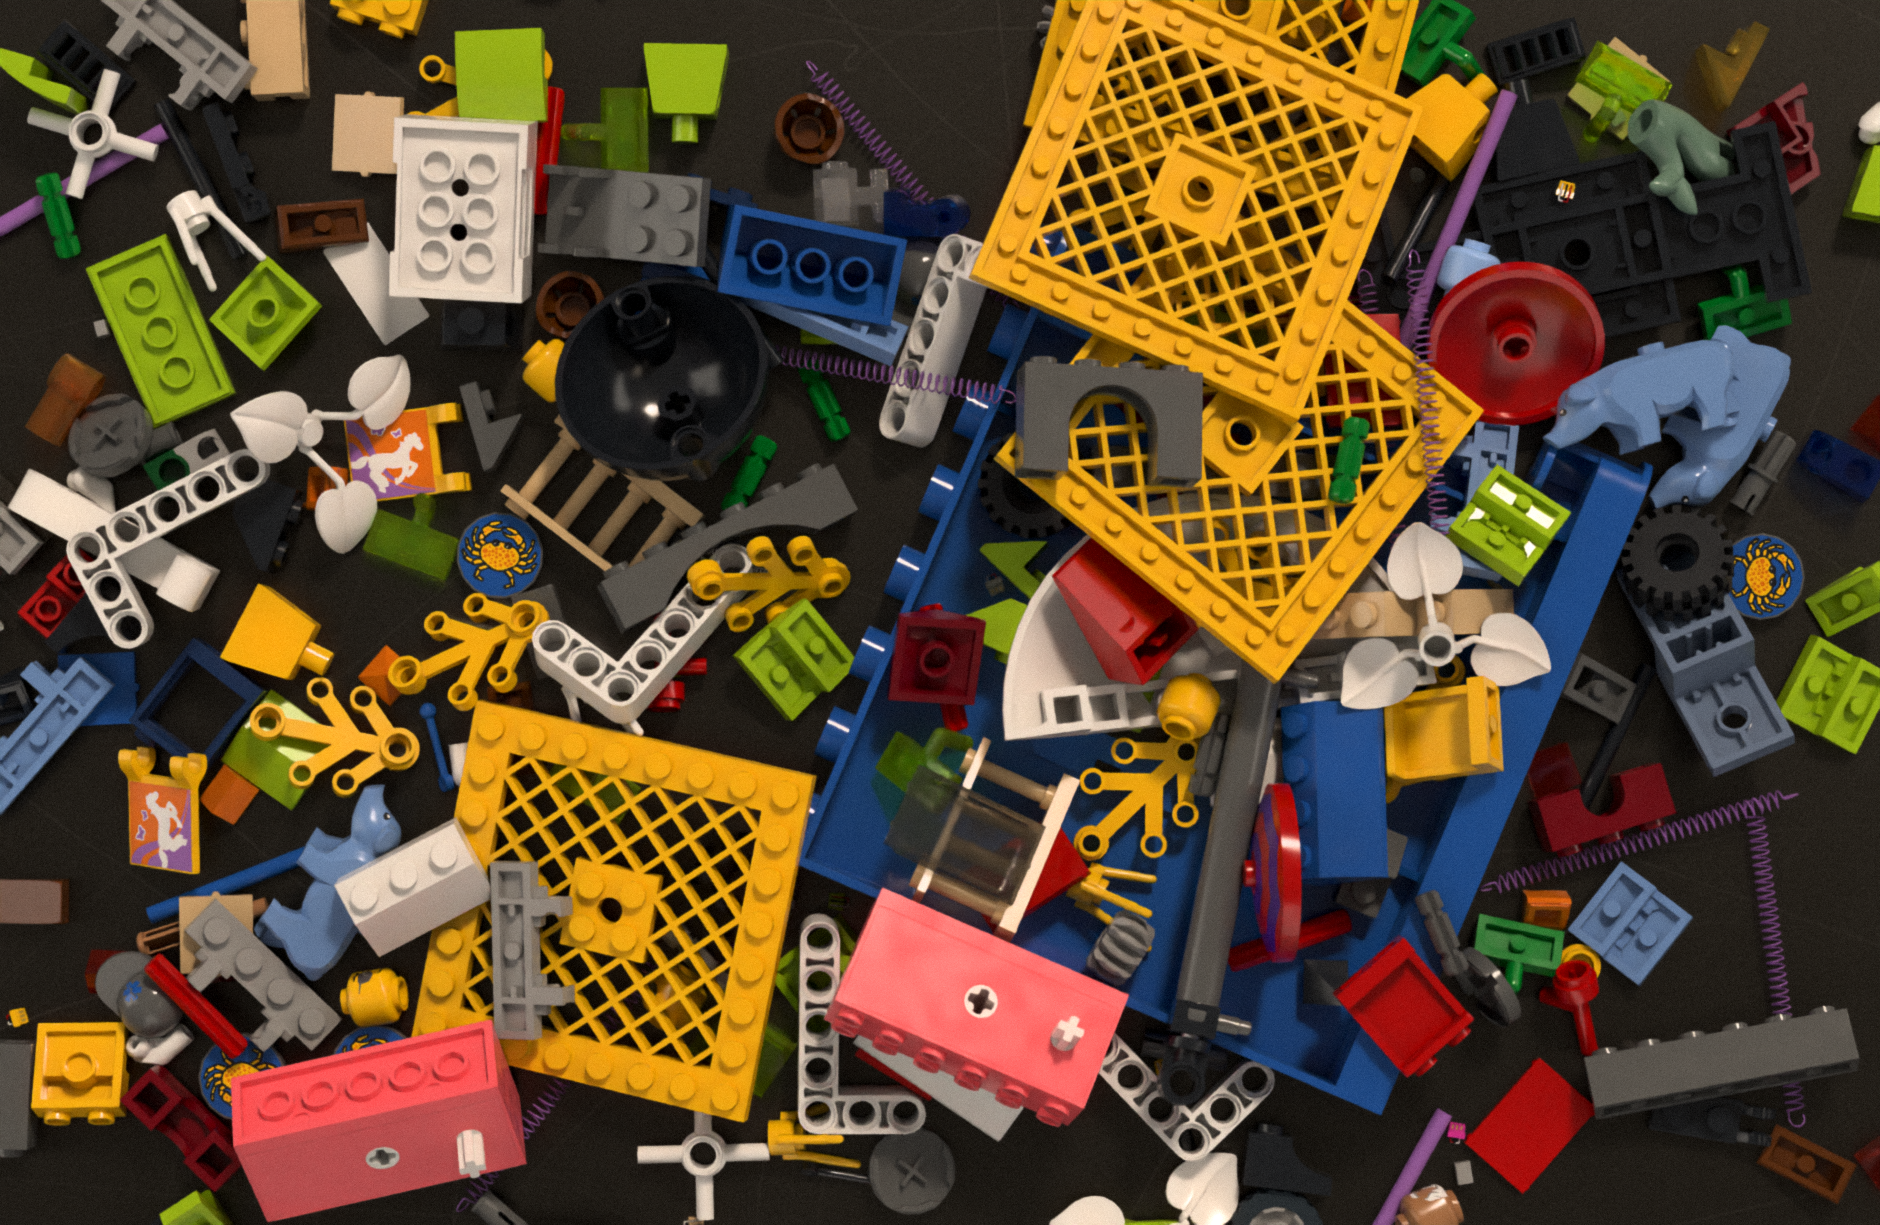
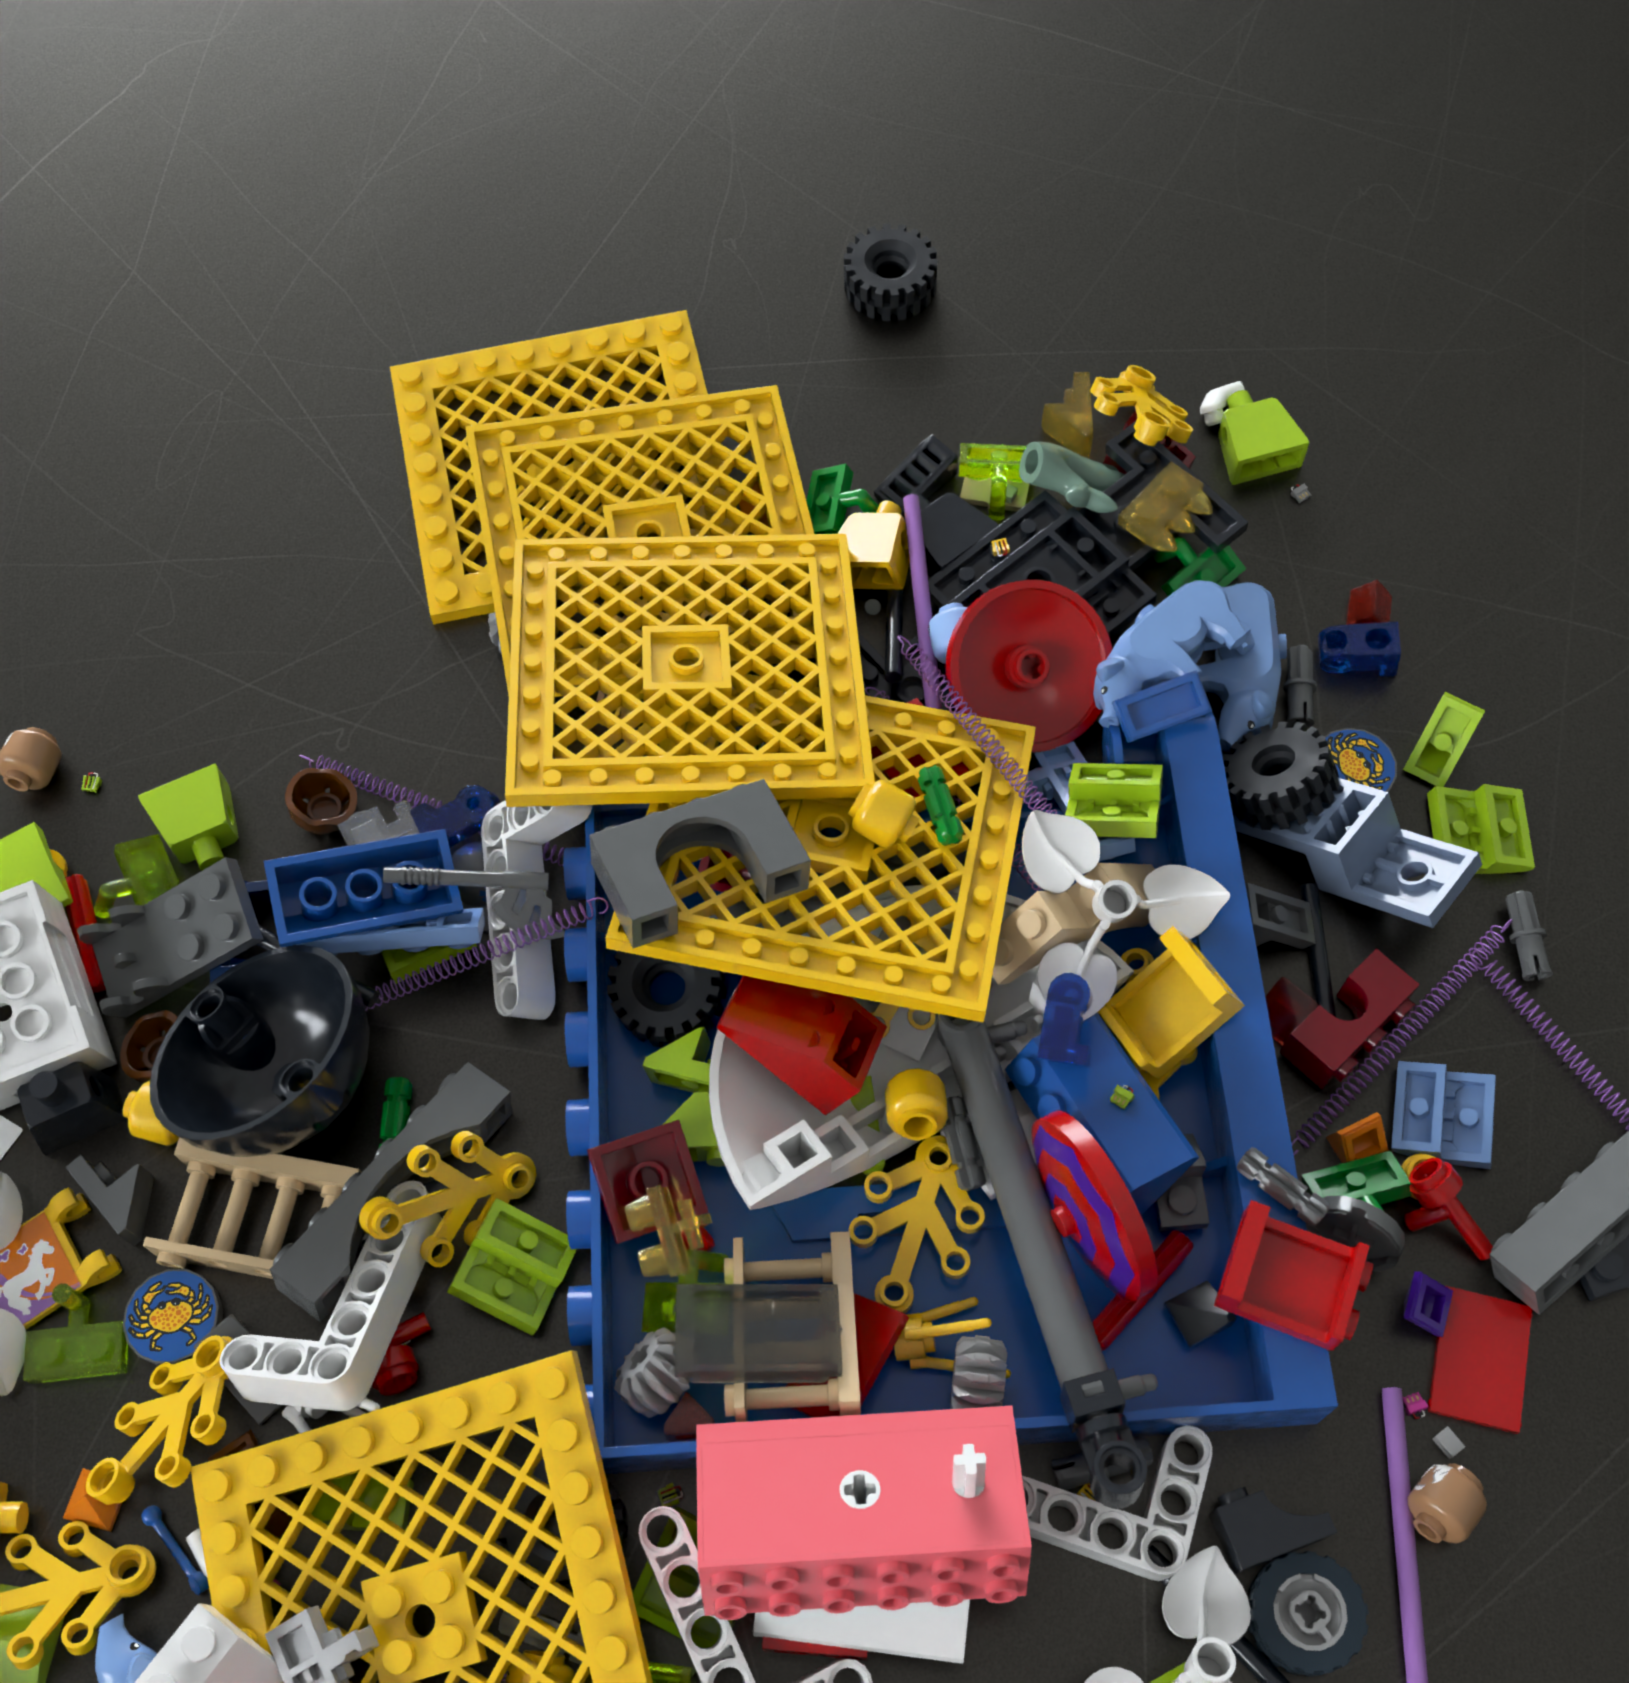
camera: 20 degrees left, 25 degrees down
(824, 402) = (438, 1021): green axle -> none
(867, 811) = (648, 1375): none -> light grey gear
(878, 861) = (684, 1418): none -> clear red slope
(925, 733) = (658, 1211): none -> clear yellow hips
(943, 324) = (512, 881): none -> dark grey piece
(995, 585) = (676, 1100): light grey piece -> none
(1292, 450) = (883, 813): none -> yellow head
(1350, 701) = (1066, 1004): none -> clear blue leg
(1356, 794) = (1121, 1096): none -> lime piece
(1512, 1066) = (1427, 1304): none -> dark purple slope
(1602, 459) = (1161, 706): none -> blue tile
(1741, 235) = (1165, 506): none -> clear yellow plate
(1805, 811) = (1528, 936): none -> dark grey axle
(1817, 58) = (1155, 413): none -> yellow plant

